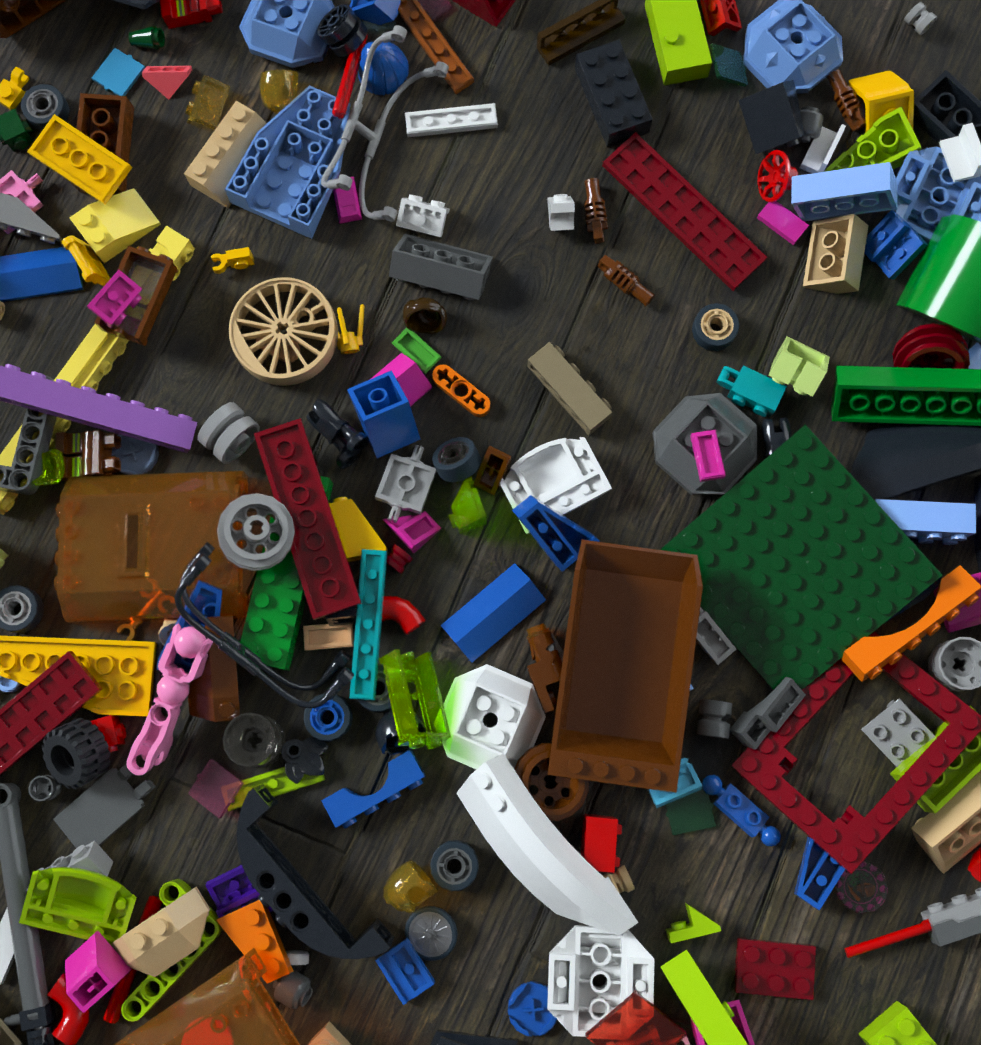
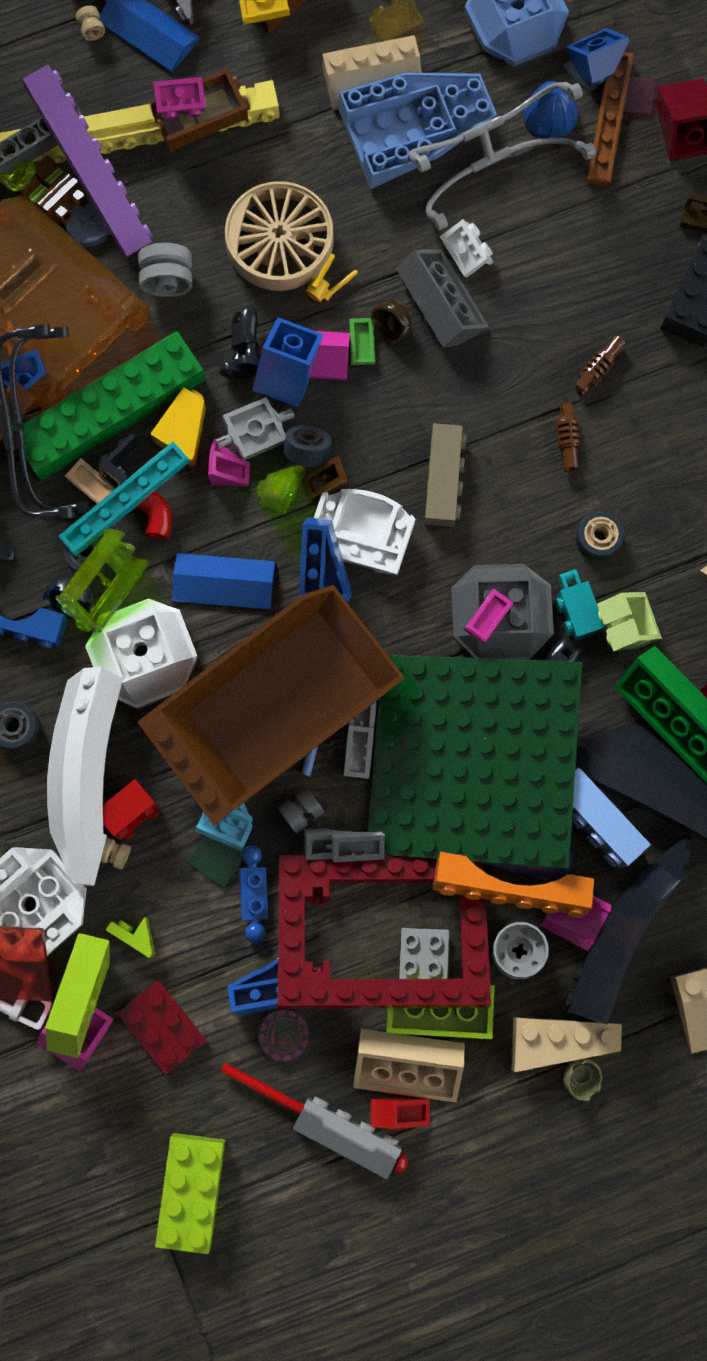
camera: 40 degrees right, 0 degrees up
(87, 260) = (192, 51): yellow plate -> none
(115, 225) = (239, 46): light yellow slope -> none
(235, 258) = (300, 152): yellow plate -> none
(248, 557) = (107, 379): light grey wheel -> none
(278, 88) = (455, 55): clear yellow piece -> none
(316, 539) = (156, 381): dark red plate -> none
(335, 730) = (38, 550): wheel -> none
(342, 30) = (545, 55): black wheel -> none
(347, 82) = (517, 93): red axle -> none
(347, 204) = (424, 186): dark pink tile -> none
(398, 559) = (194, 476): dark red wheel -> none
(443, 385) = (369, 384): orange beam -> none
(451, 120) = (562, 198): white tile -> none
(548, 664) = (233, 633): reddish brown plate -> none
(561, 212) = (570, 341): white brick -> none
(562, 806) = (128, 759): reddish brown wheel -> none
(684, 211) = (666, 429): dark red plate -> none

